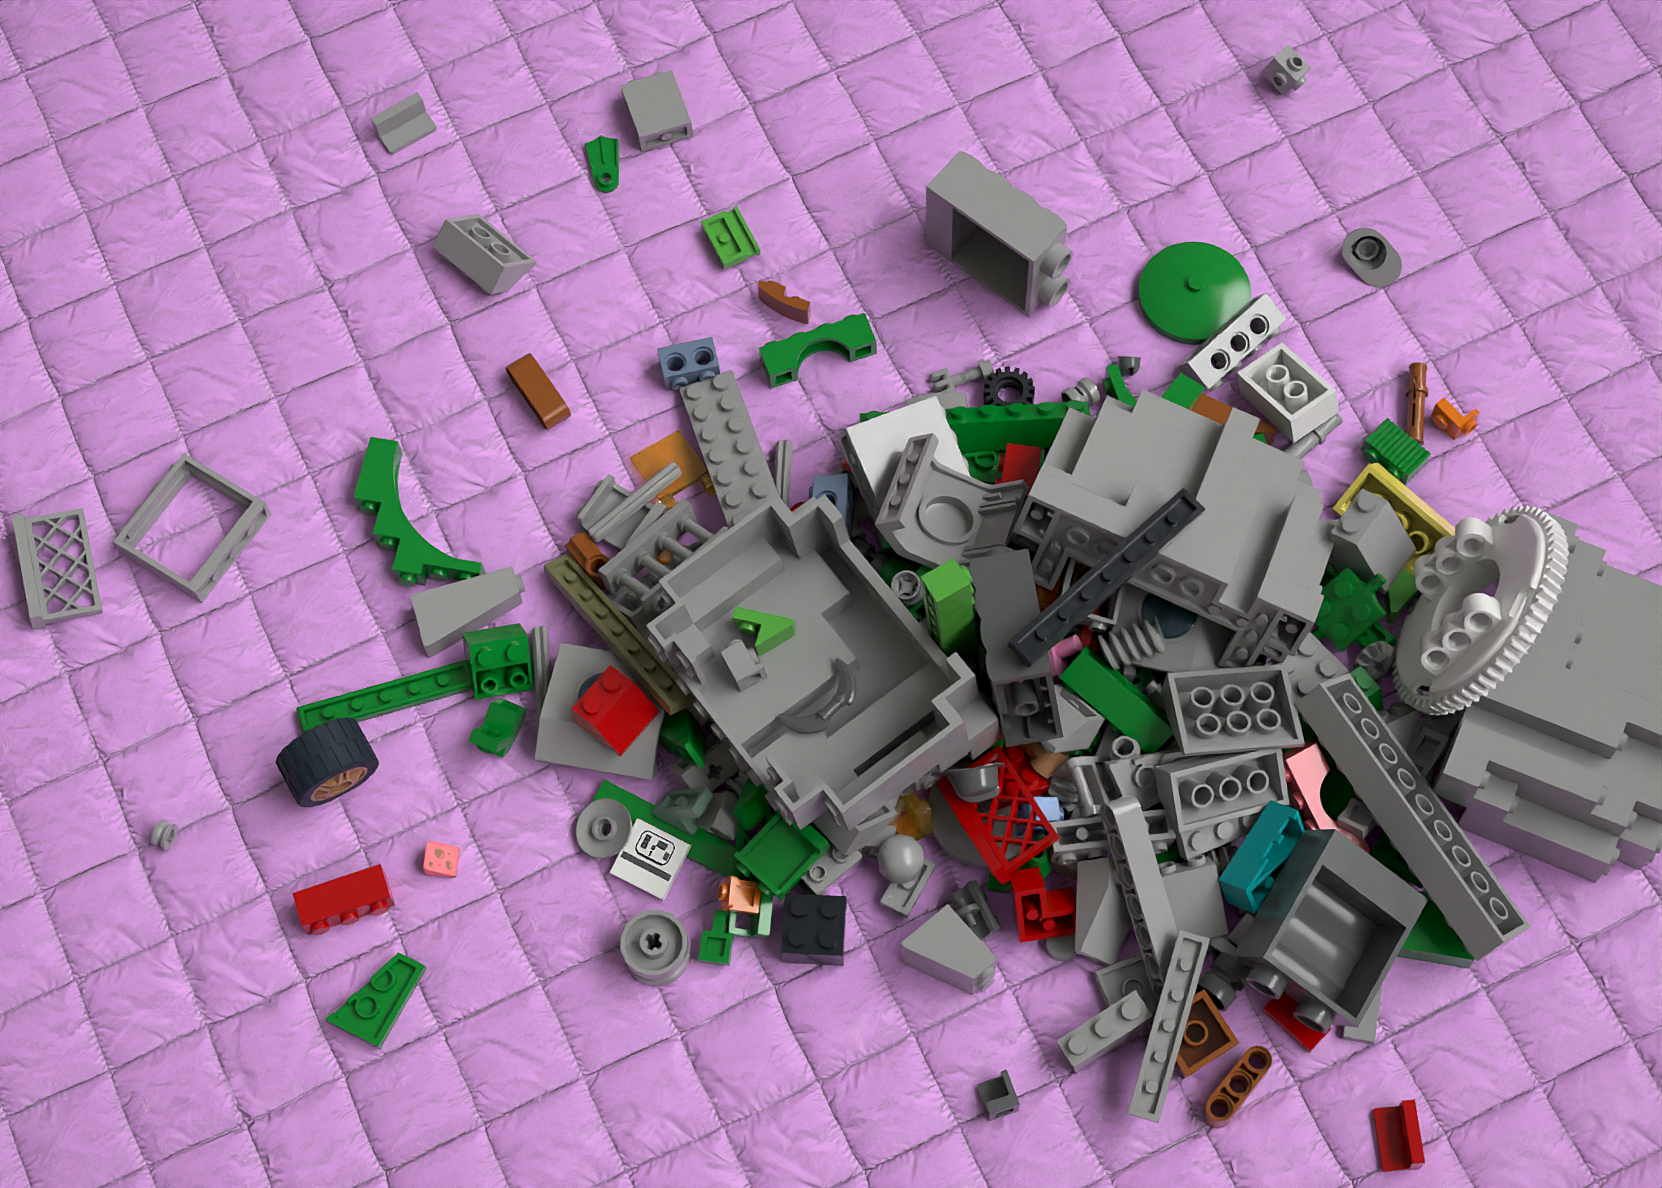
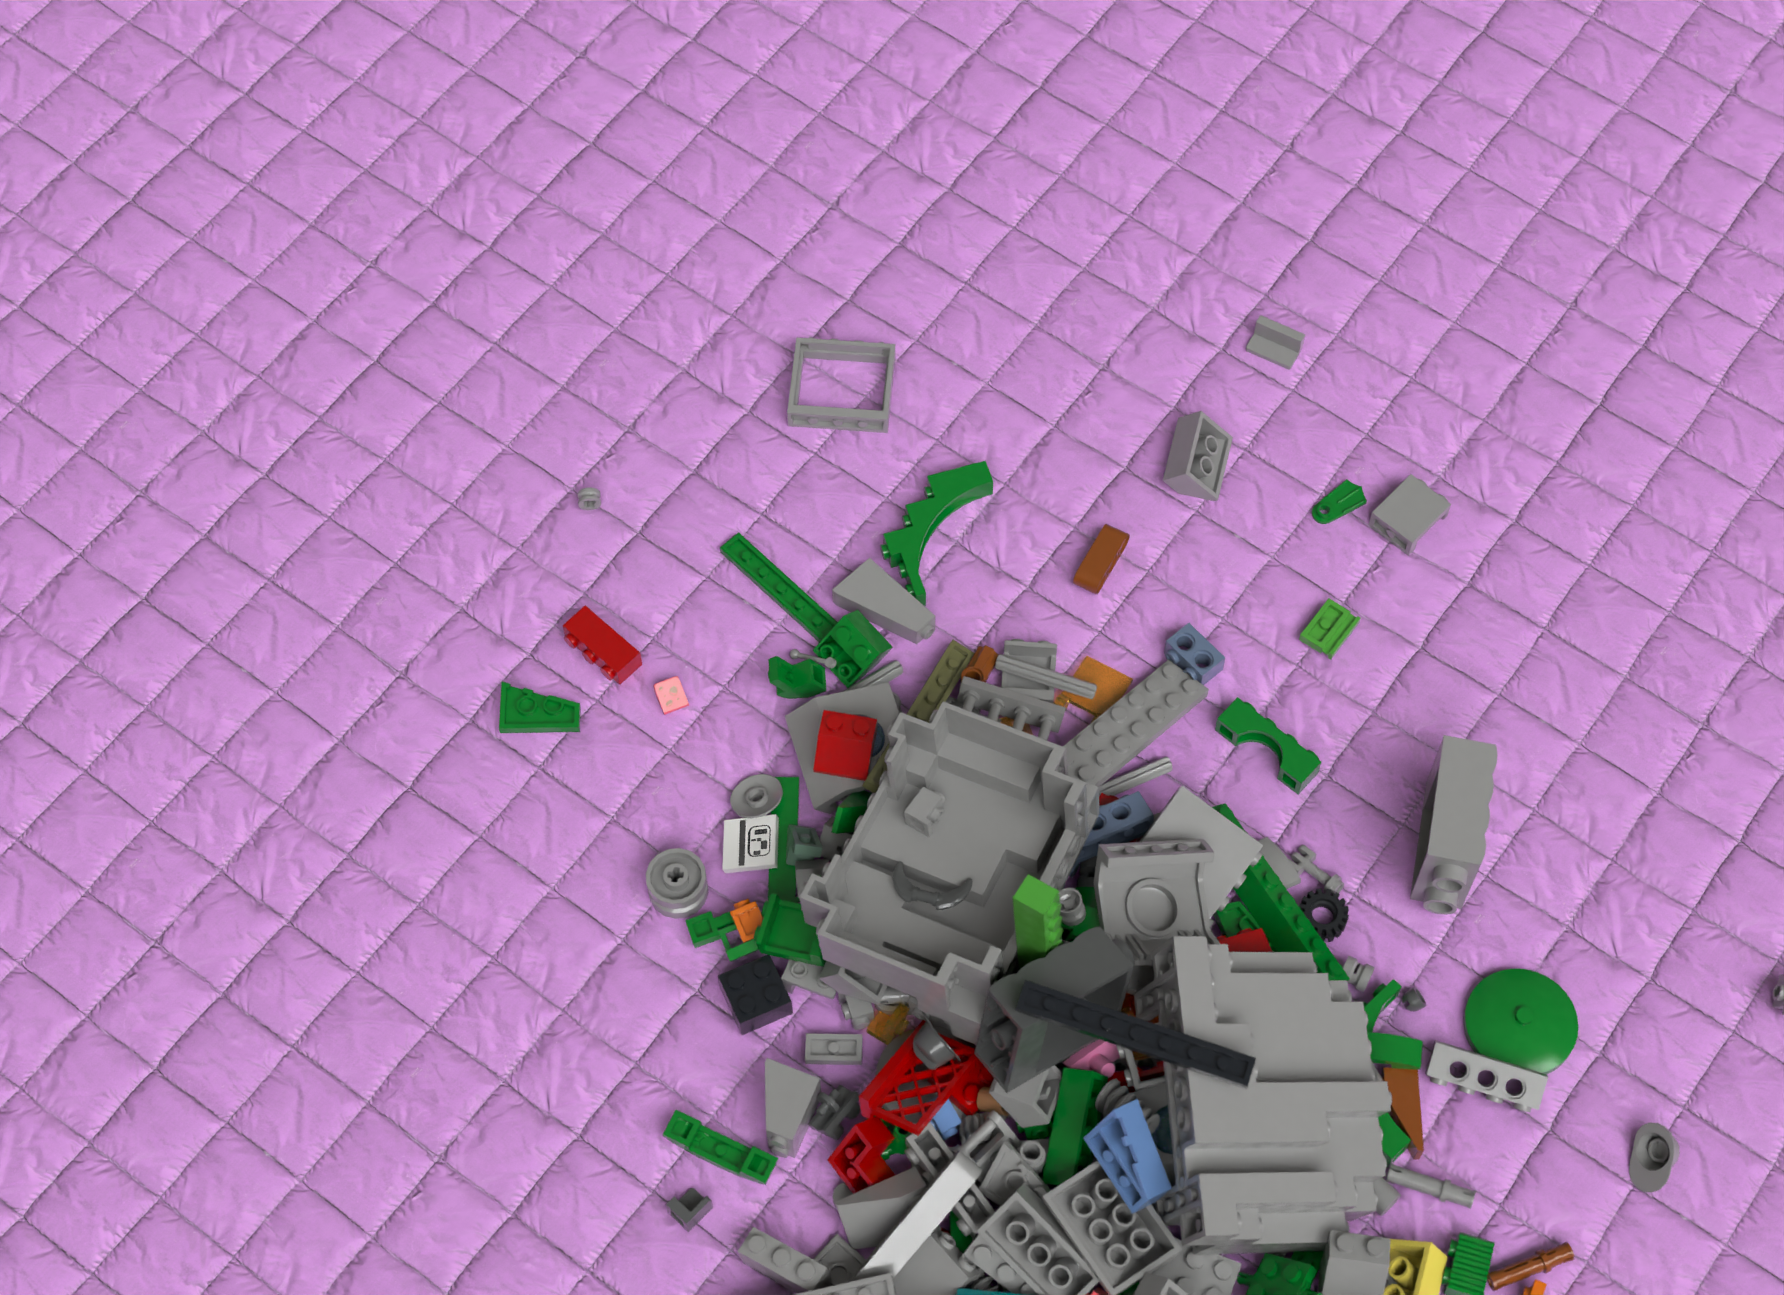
camera: 60 degrees right, 5 degrees down
(33, 578) = (748, 297): light grey fence -> none
(327, 762) = (698, 571): black wheel -> none
(501, 688) = (829, 662): none -> light grey hinge
(771, 628) = (964, 815): bright green slope -> none
(775, 297) = (1296, 695): dark orange slope -> none
(900, 858) = (847, 1028): light grey hair -> none
(955, 1038) = (719, 1149): none -> green slope
(1187, 658) = (1129, 1156): none -> medium blue wedge
(1288, 392) = (1463, 1143): white brick -> none

